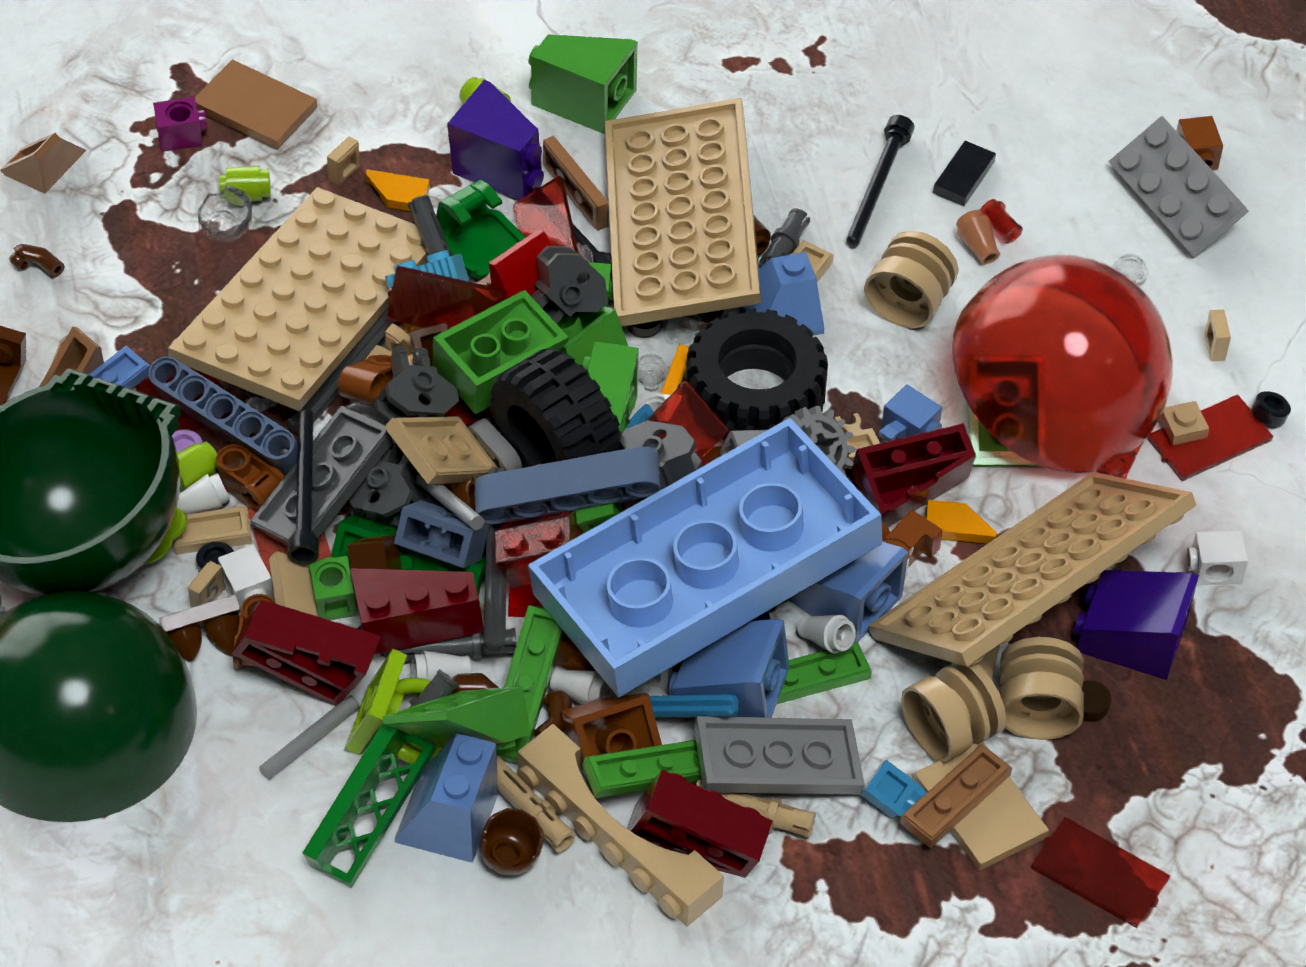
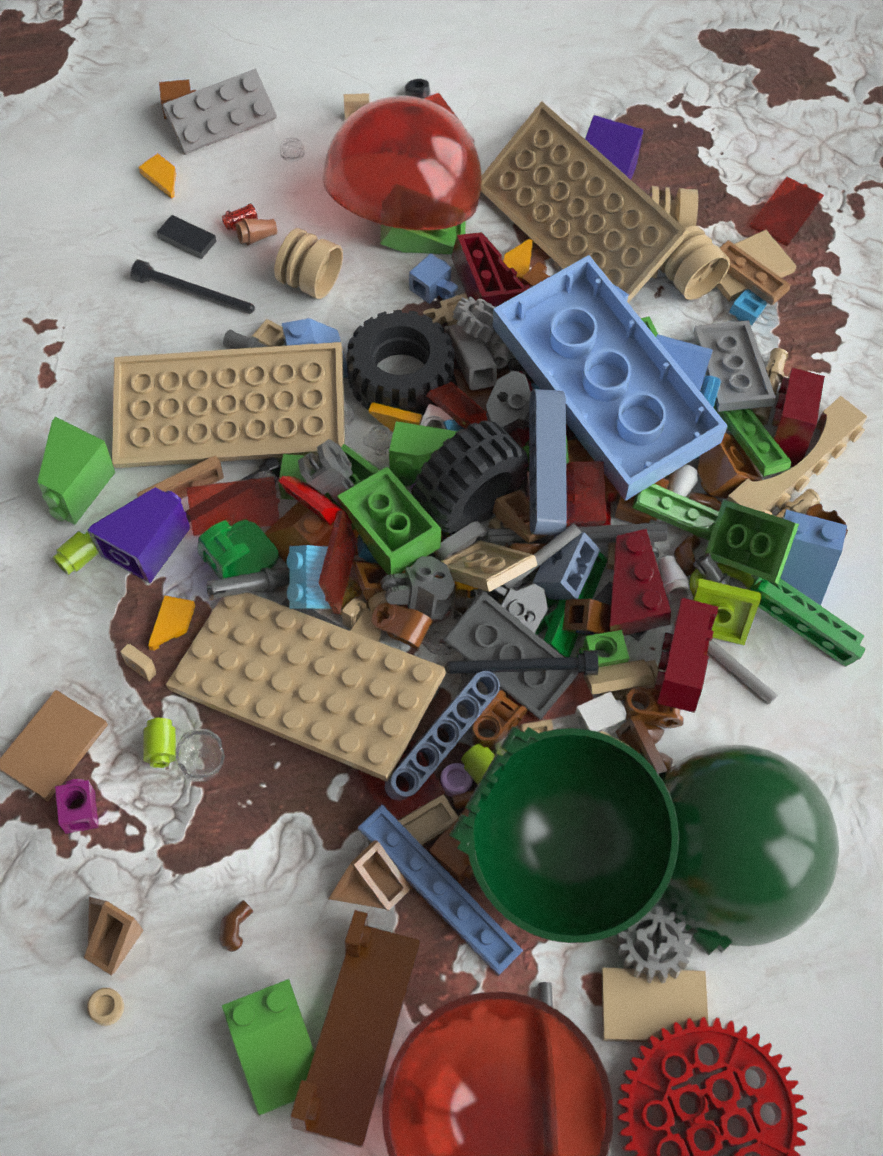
camera: 90 degrees left, 10 degrees up
(1068, 141) = (160, 173): none -> light orange tile

